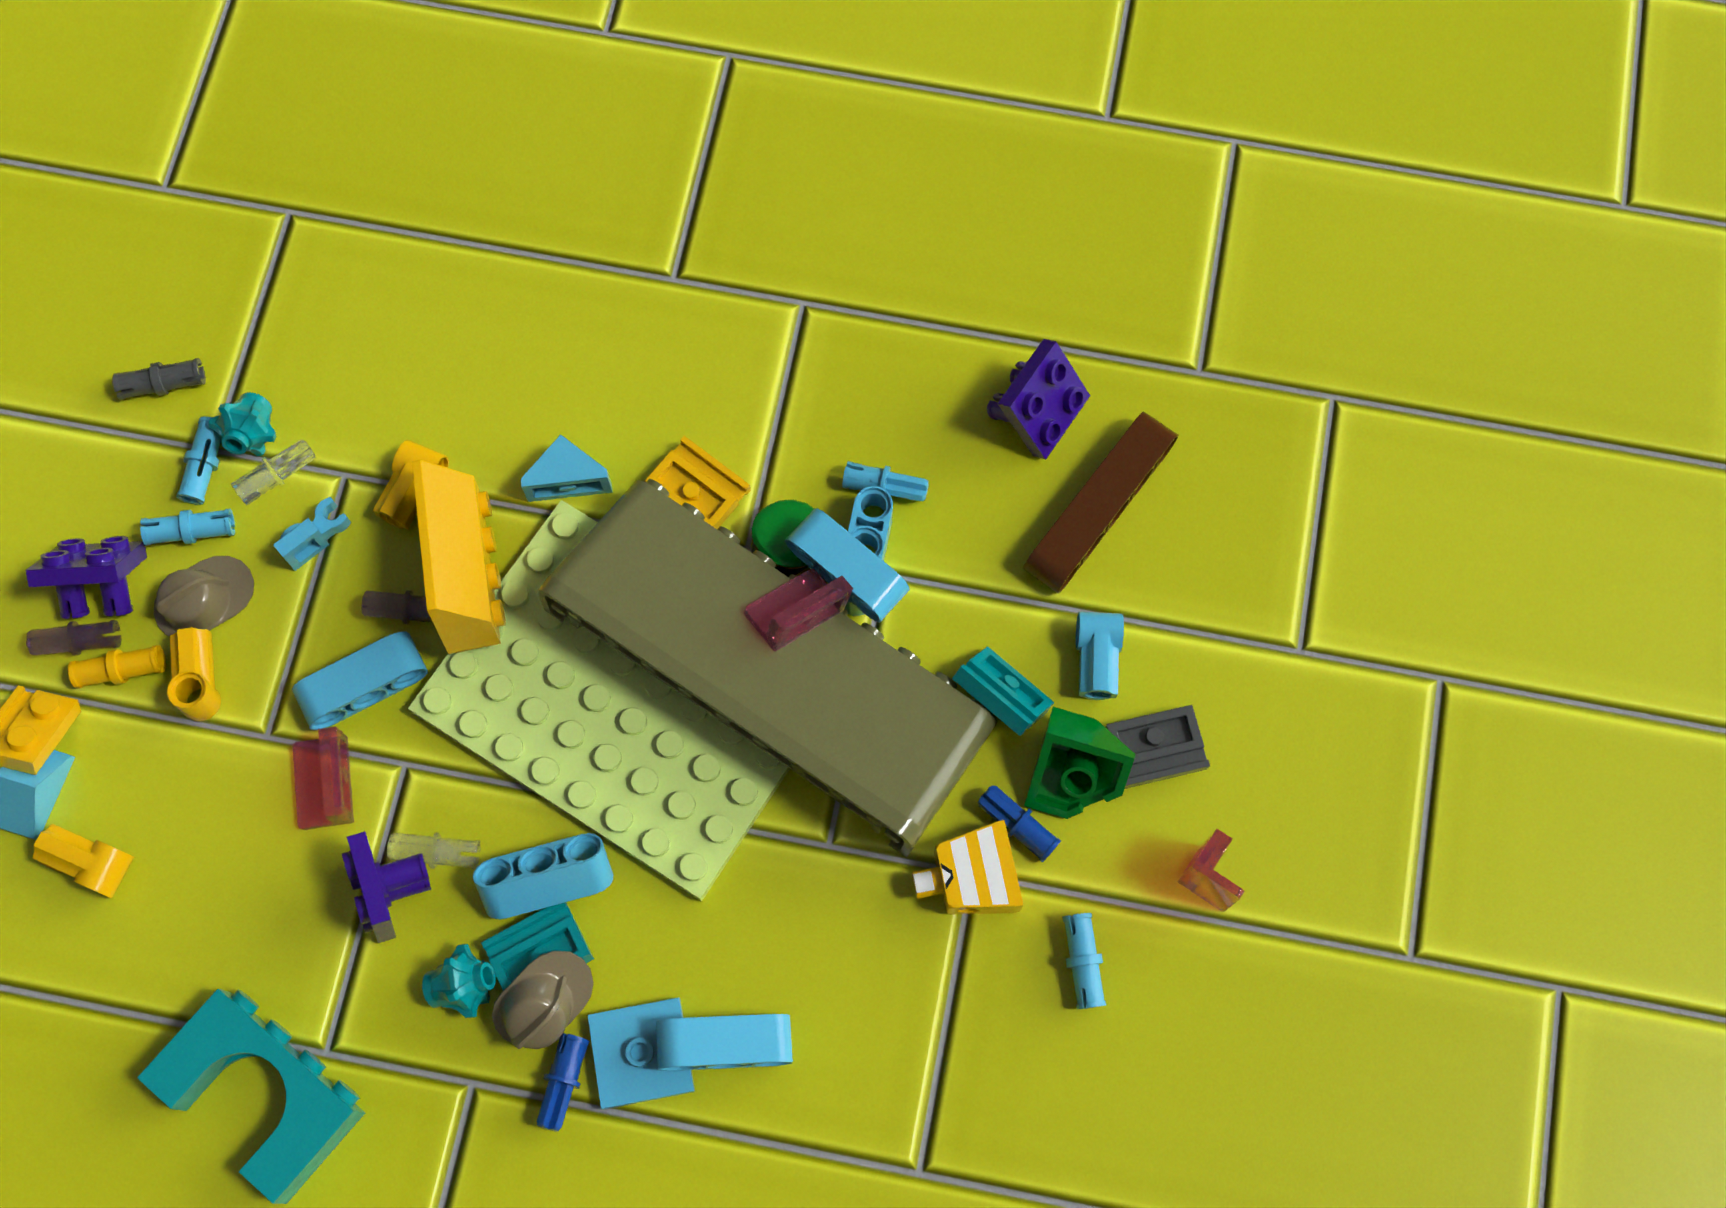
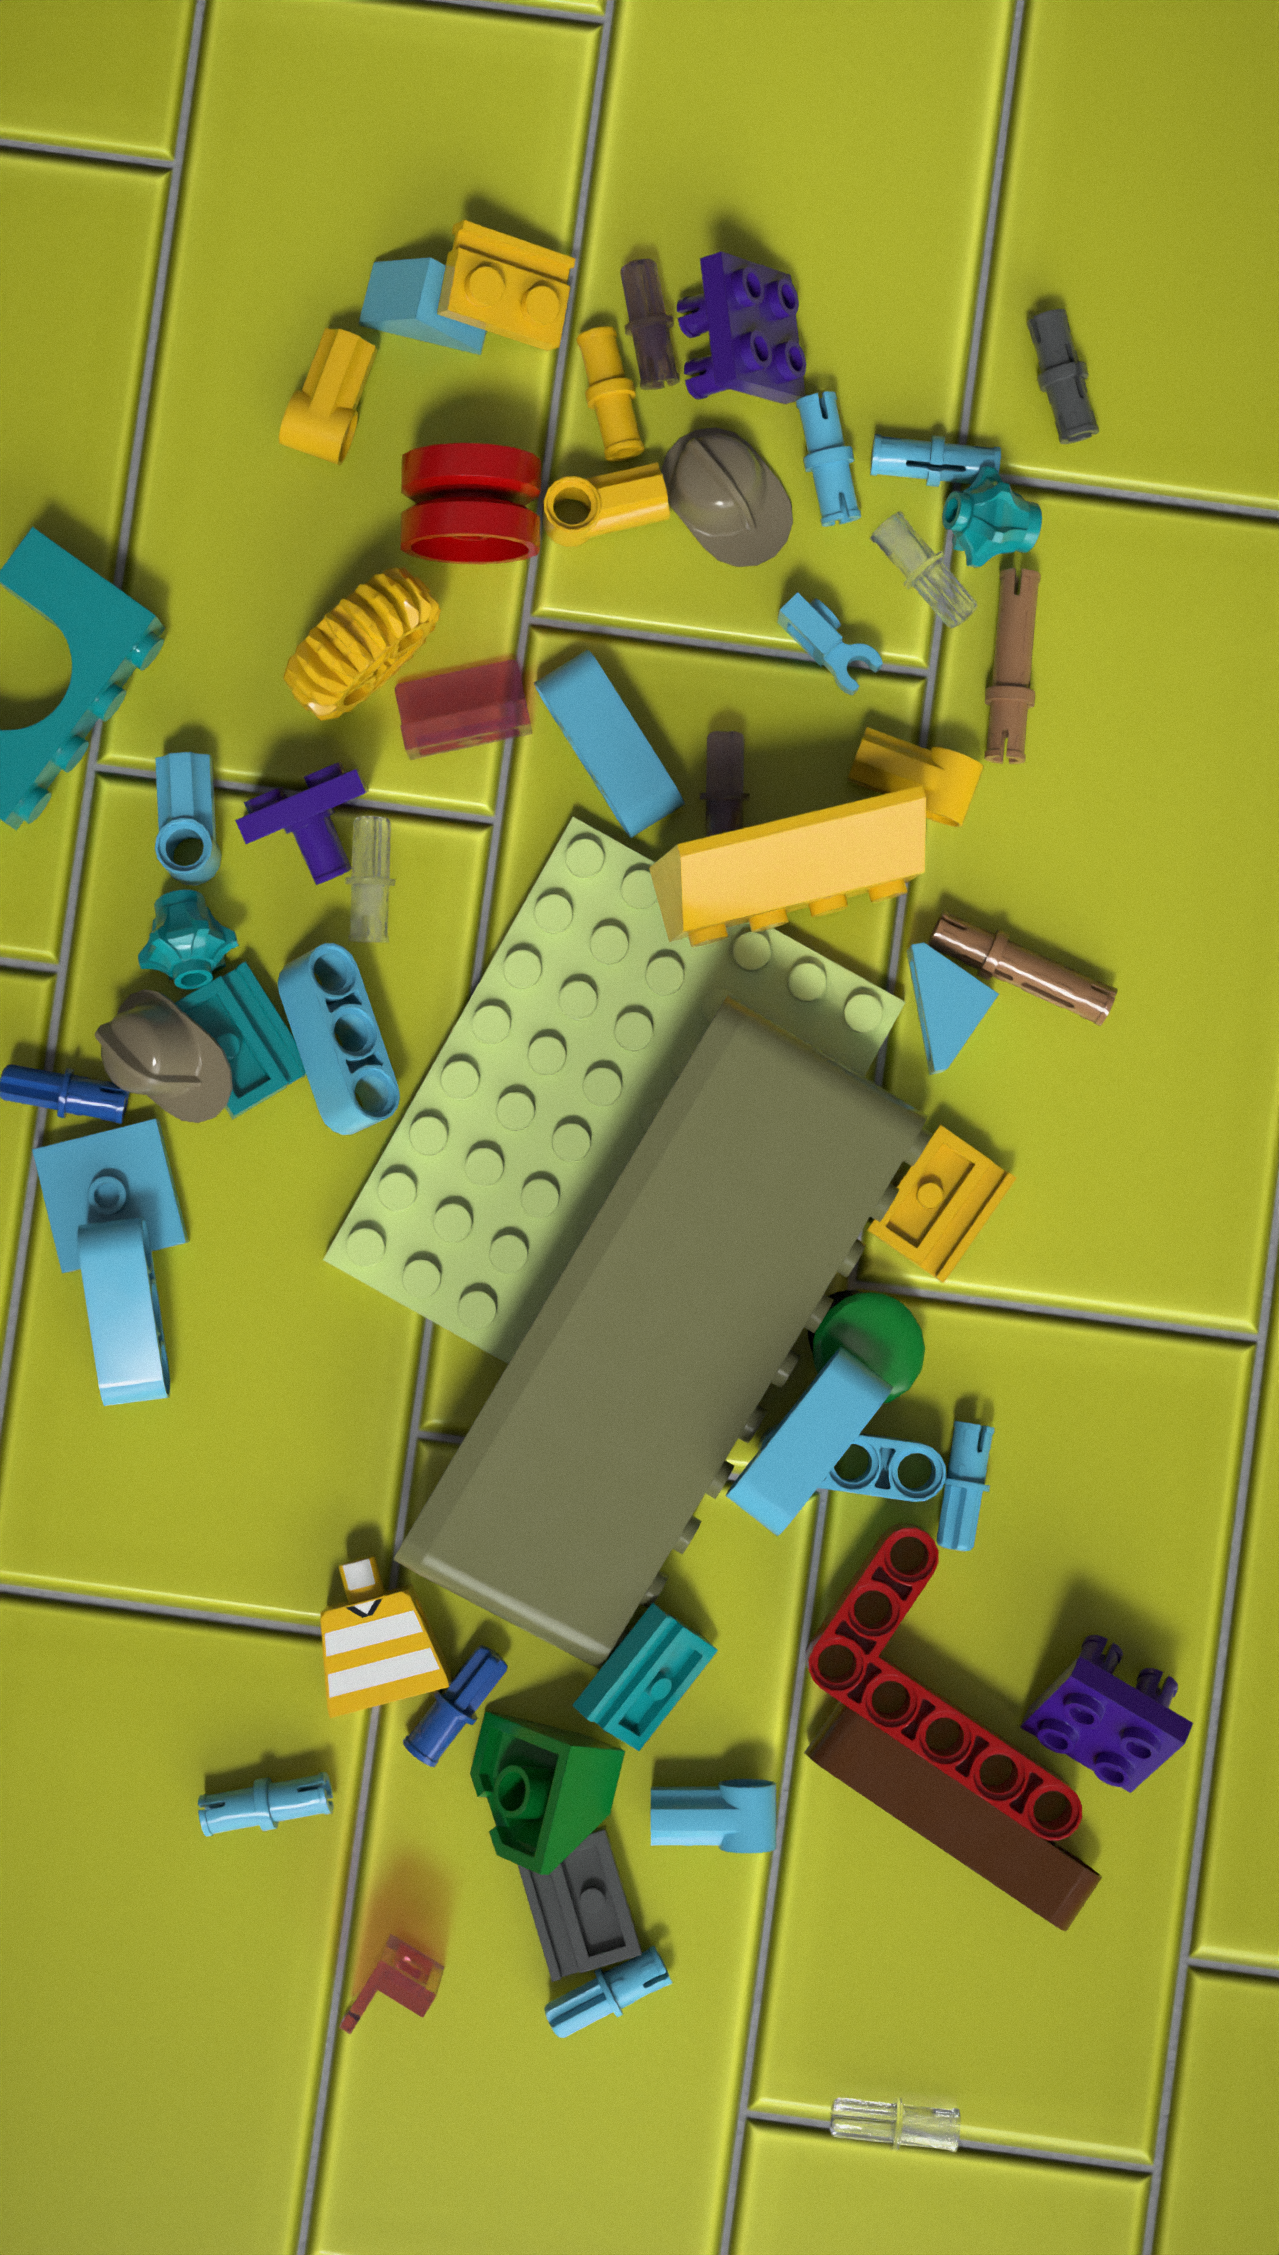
camera: 90 degrees right, 15 degrees up
(174, 757) = (470, 503): none -> red wheel
(261, 839) = (361, 643): none -> yellow gear
(363, 422) = (1010, 691): none -> medium nougat pin
(369, 979) = (186, 812): none -> medium azure piece
(548, 424) = (1012, 963): none -> medium nougat pin
(797, 607) = (734, 1371): clear pink panel -> none
(1027, 516) = (922, 1704): none -> red beam
(1218, 730) = (607, 1993): none -> medium azure axle
(1304, 550) = (895, 2123): none -> clear axle

